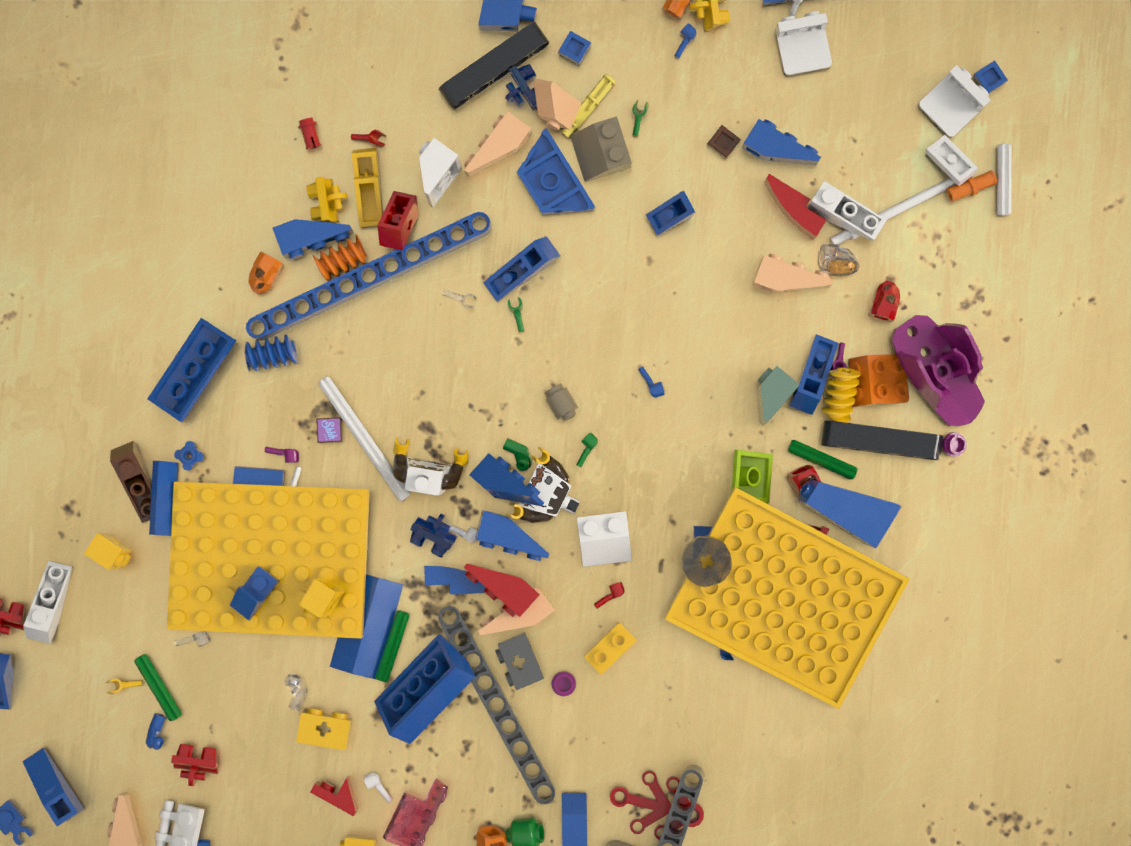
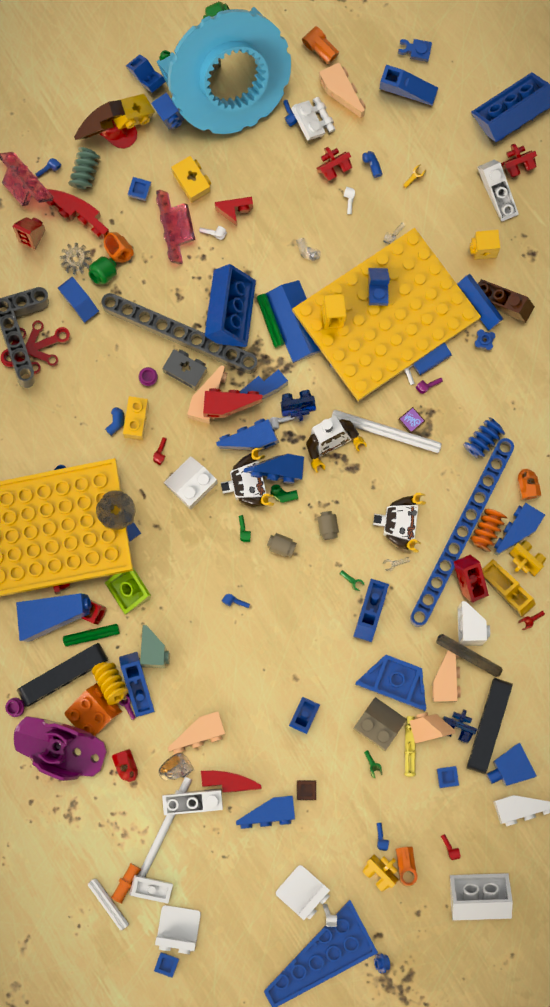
camera: 140 degrees right, 5 degrees down
(157, 687) = (392, 190): green axle -> none
(191, 370) = (525, 392): blue slope -> none
(204, 718) = (349, 193): none -> white hand
(311, 734) = (278, 232): yellow brick -> none
(422, 332) = (401, 522): none -> torso
(460, 146) = (469, 655): none -> clear smoke axle
(498, 386) = (328, 525): none -> dark tan brick
(629, 661) = (118, 421): none -> blue arm

